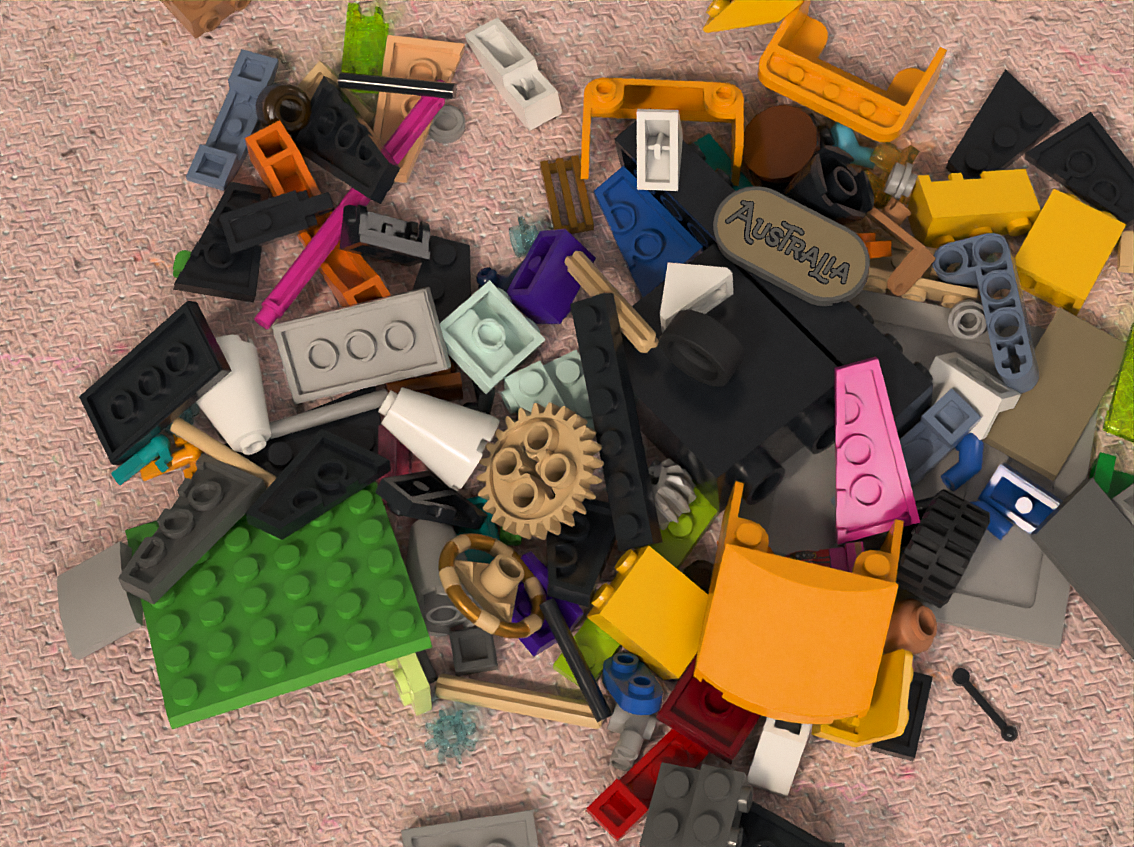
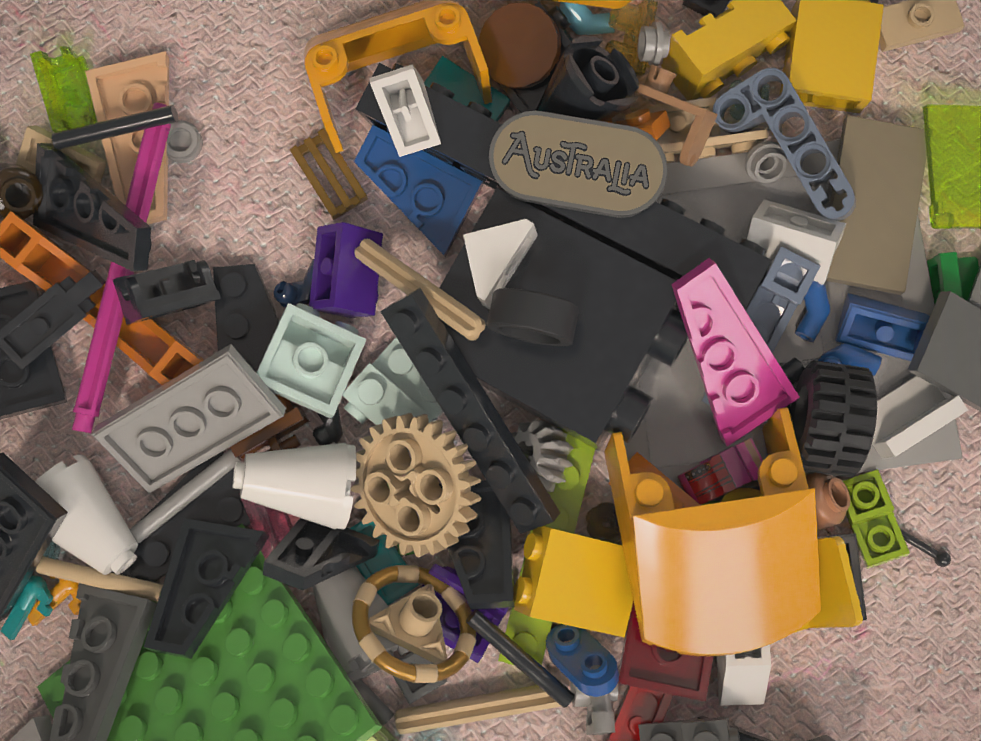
camera: 15 degrees left, 15 degrees up
(514, 73) = (227, 63): white slope -> none
(522, 237) = (302, 236): clear light blue plate -> none
(954, 671) = (874, 520): none -> lime slope
(1019, 586) = (911, 415): none -> white panel

